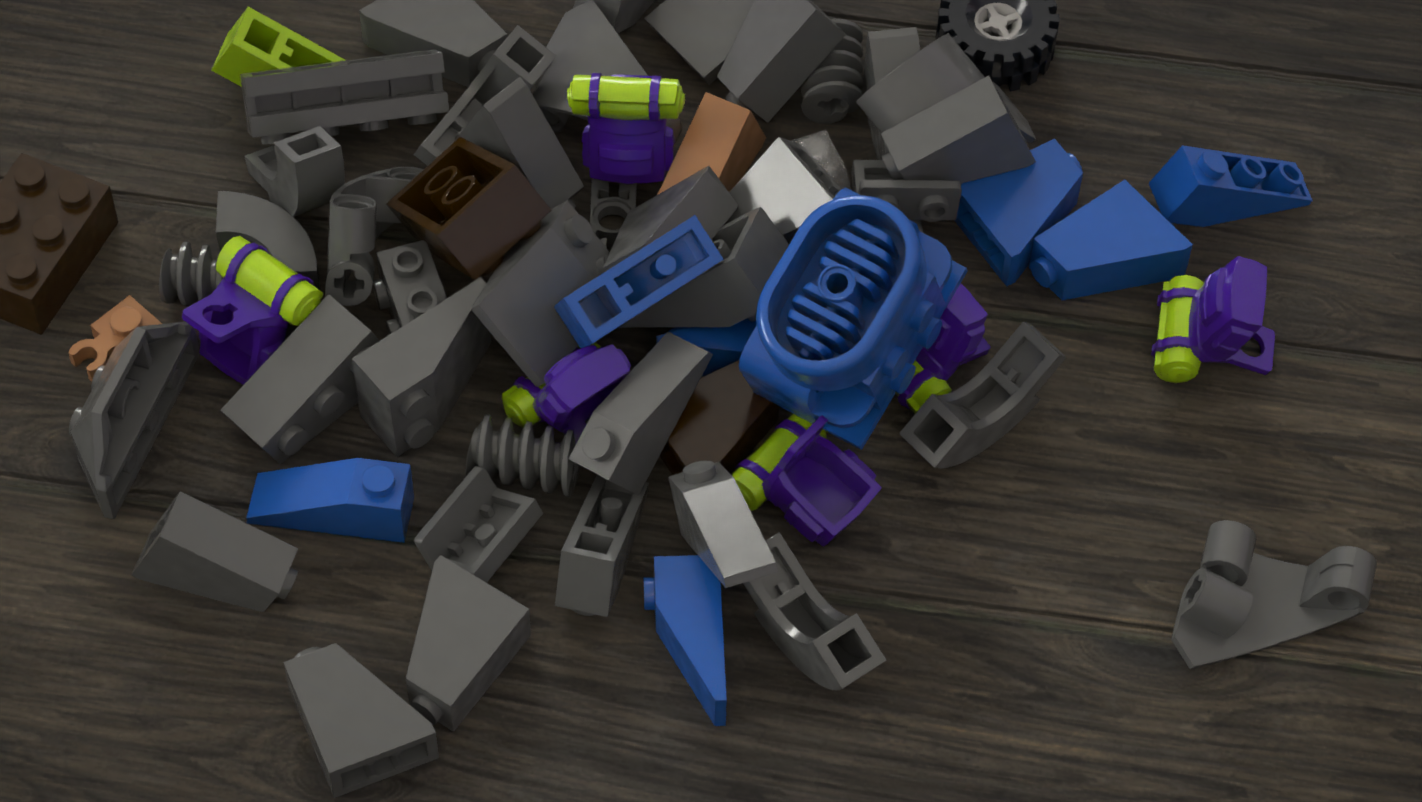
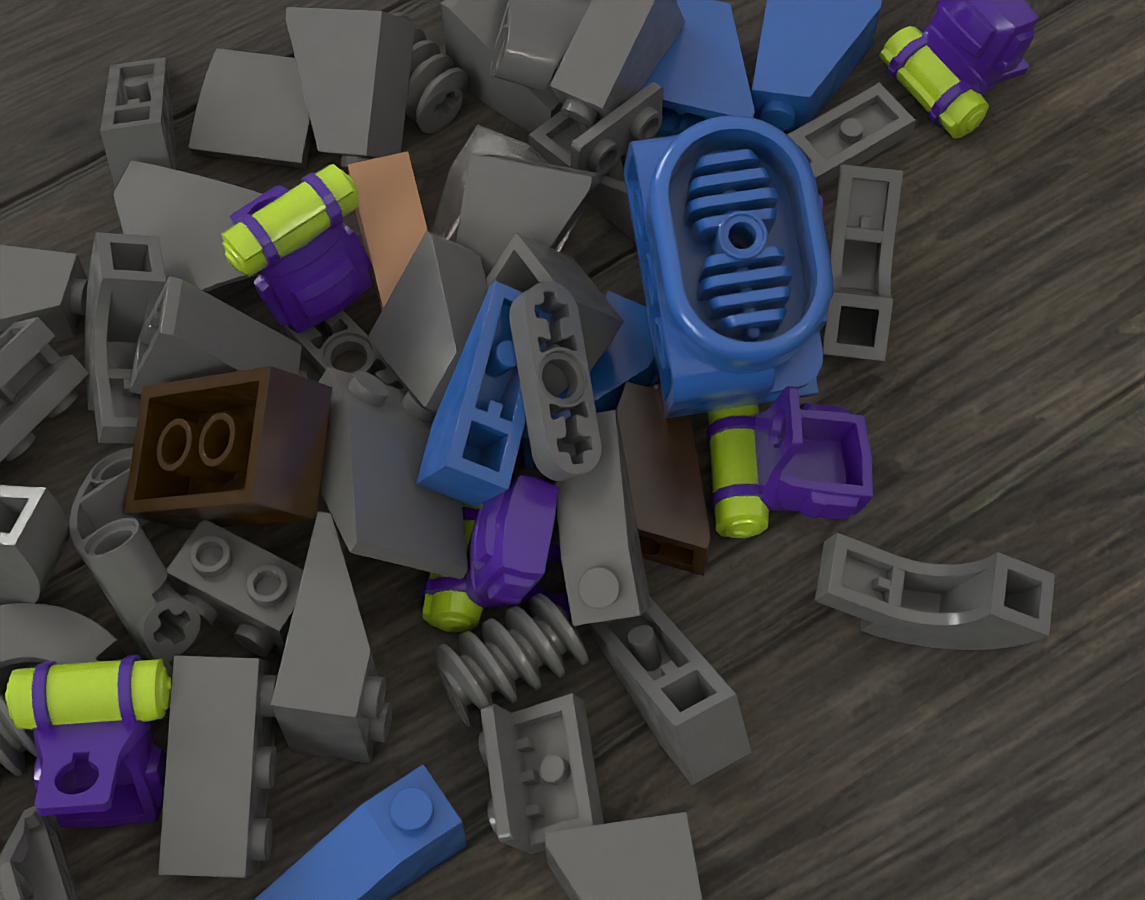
camera: 40 degrees left, 5 degrees up
(668, 341) = (538, 403): none -> dark grey beam
(691, 626) = (834, 691): blue slope -> none
(720, 524) = (793, 573): slope -> none
(1065, 317) = (853, 132): none -> dark grey plate

